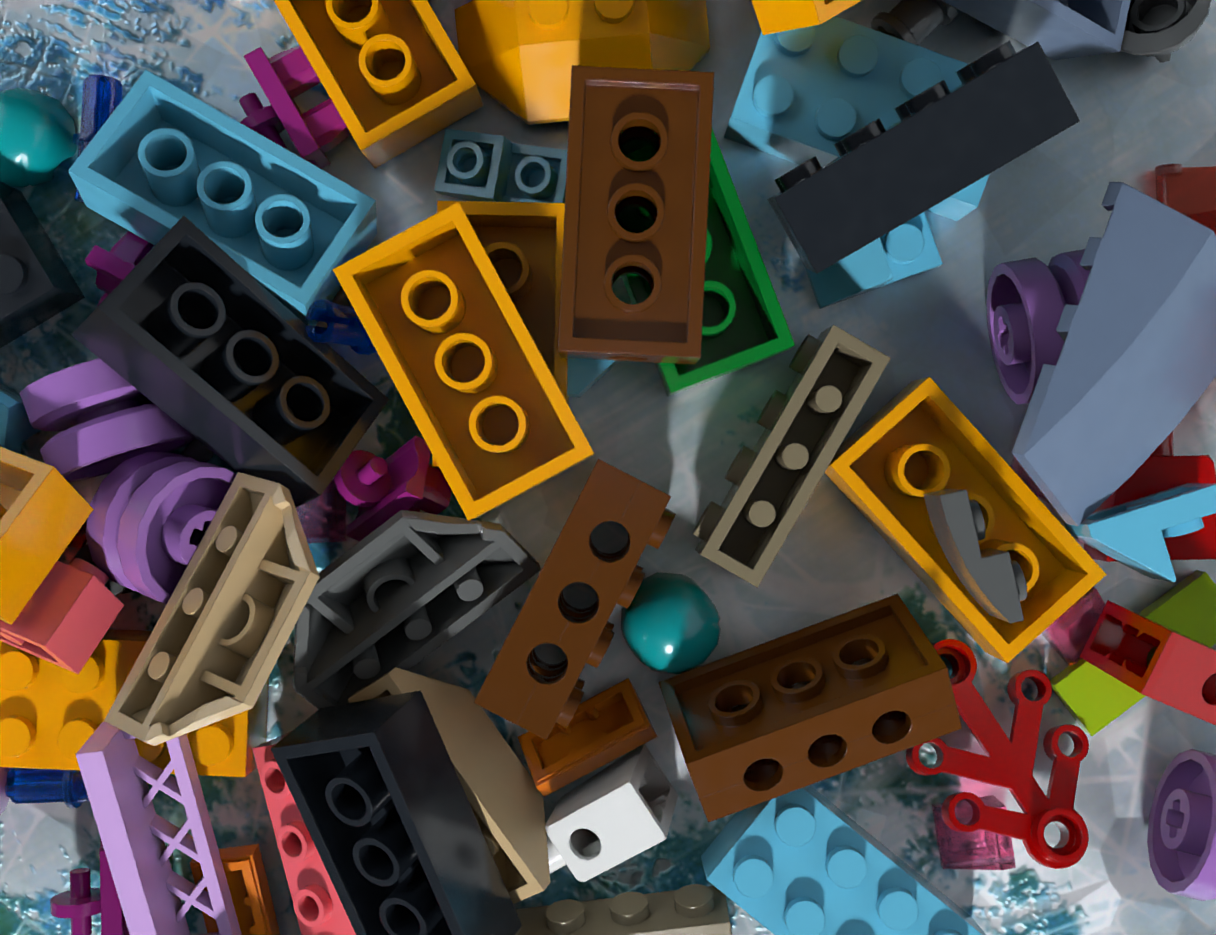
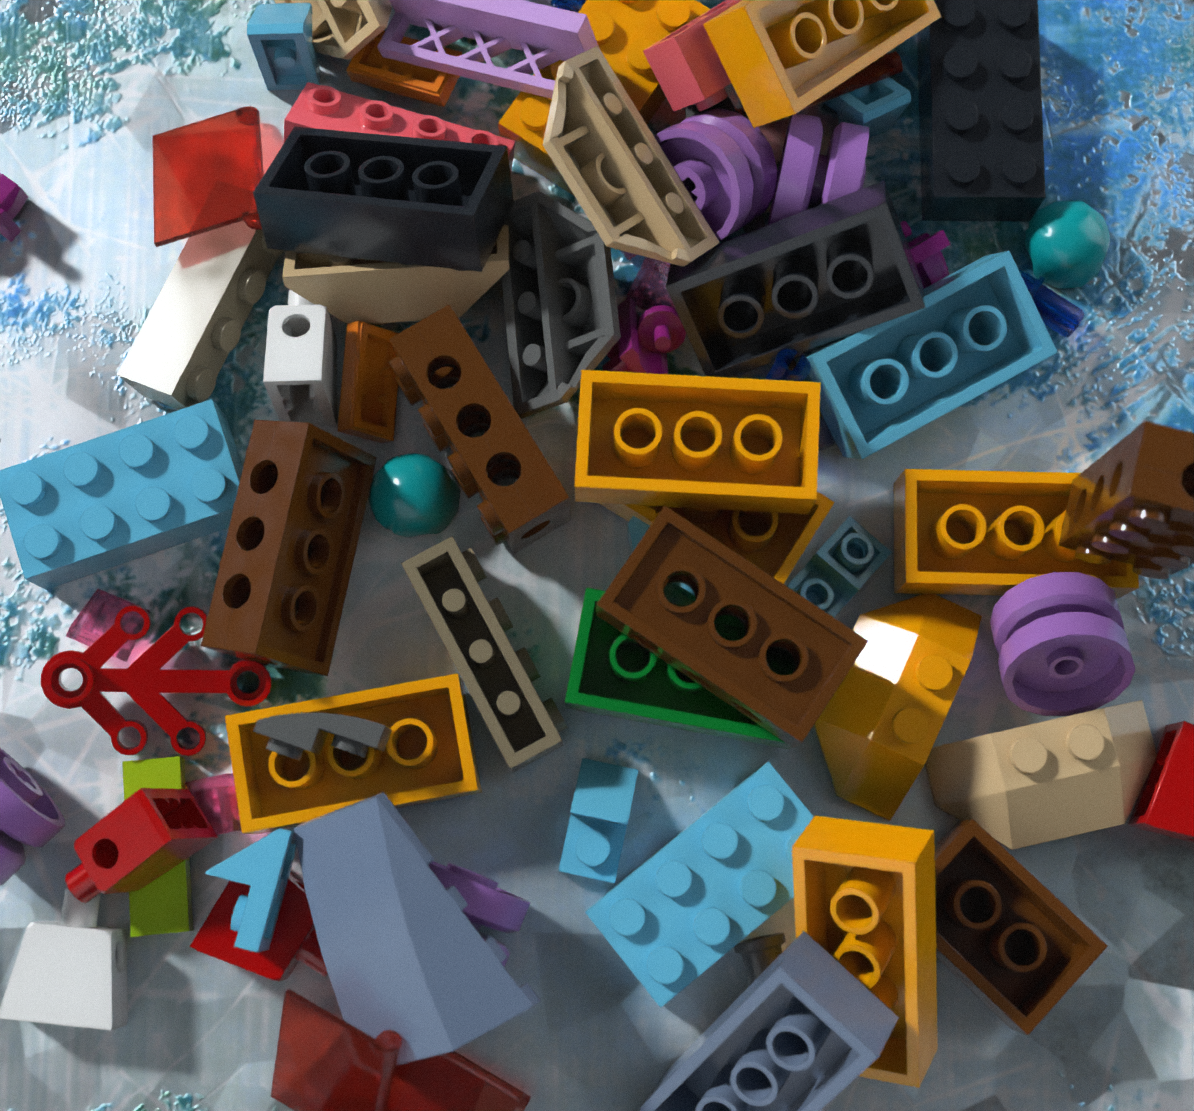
camera: 125 degrees right, 10 degrees down
(282, 80) = (997, 447): magenta hips -> none
(934, 151) = (646, 860): black brick -> none

